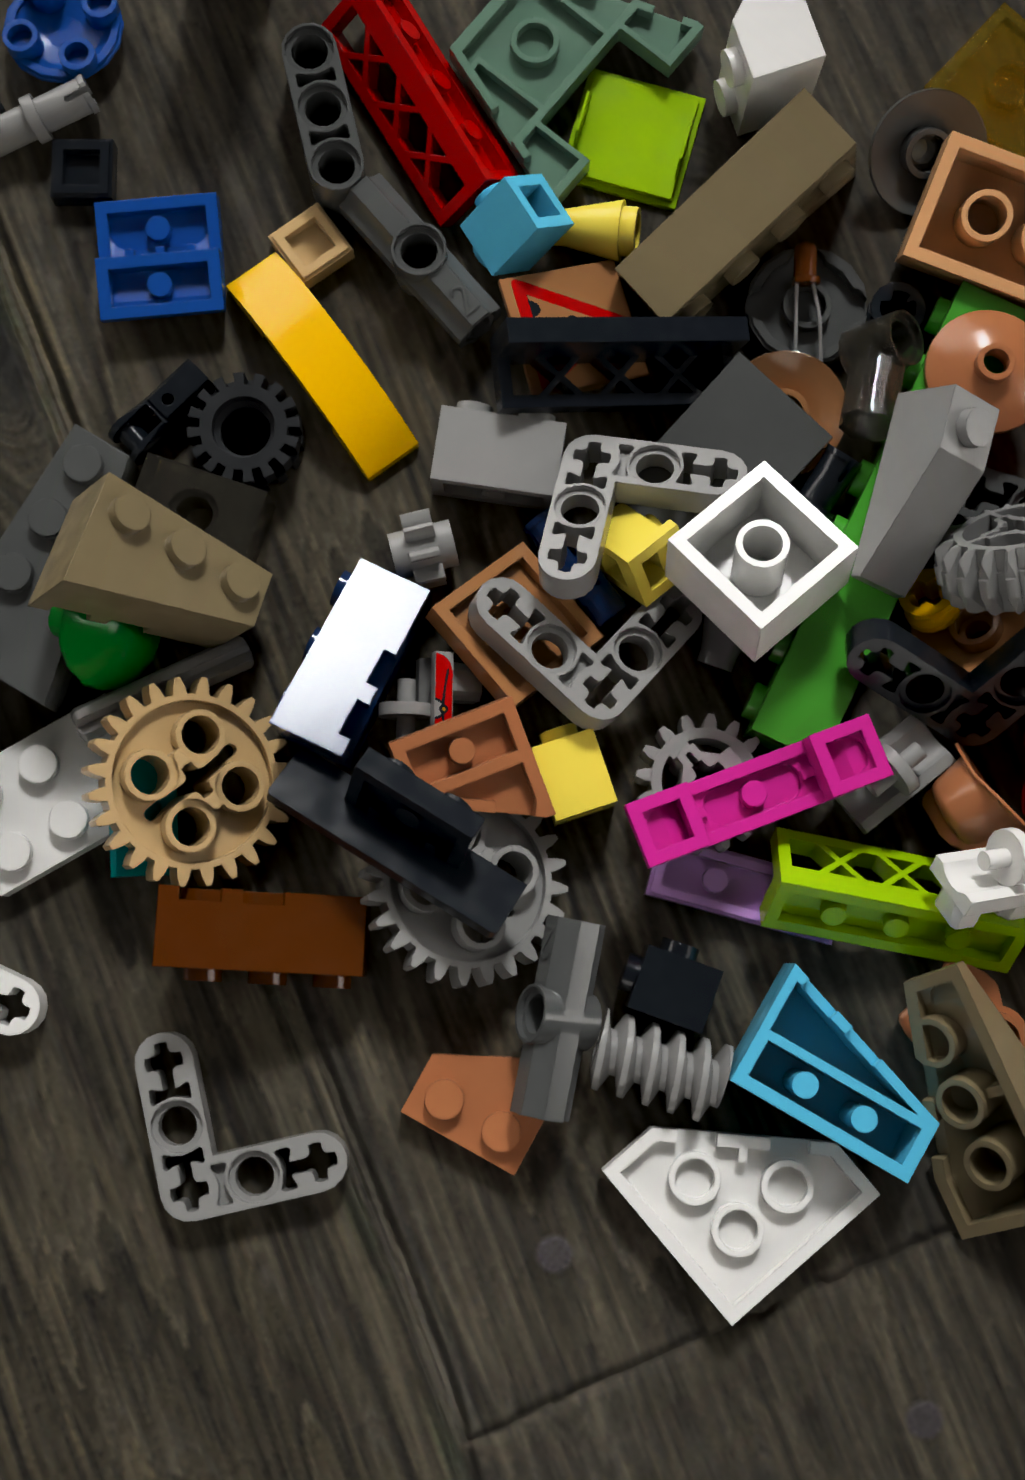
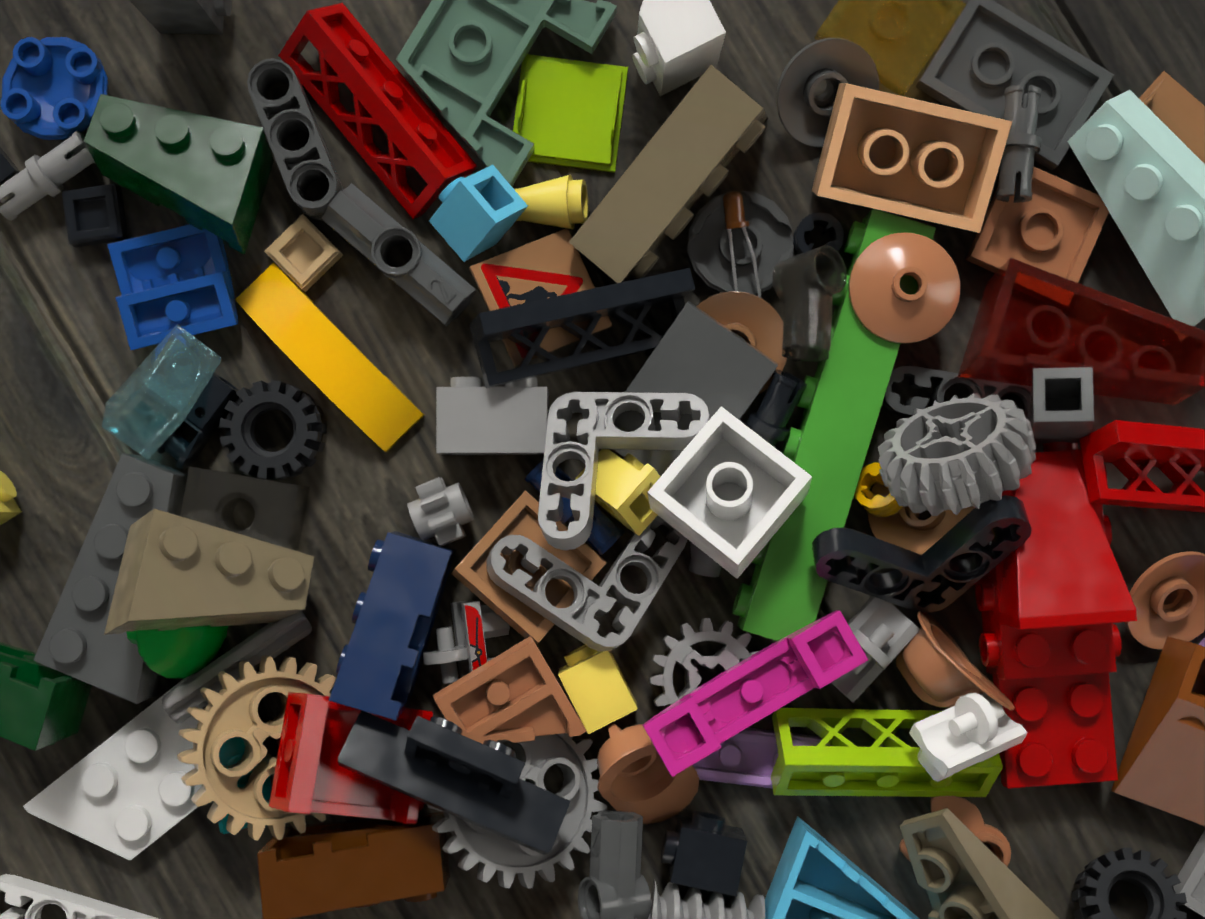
camera: 10 degrees left, 5 degrees up
(129, 366) = (160, 392): none -> clear light blue slope
(196, 122) = (185, 161): none -> wedge
(240, 825) = (309, 771): none -> red panel
(611, 885) = (637, 779): none -> nougat piece
(923, 479) = (862, 395): light grey slope -> none

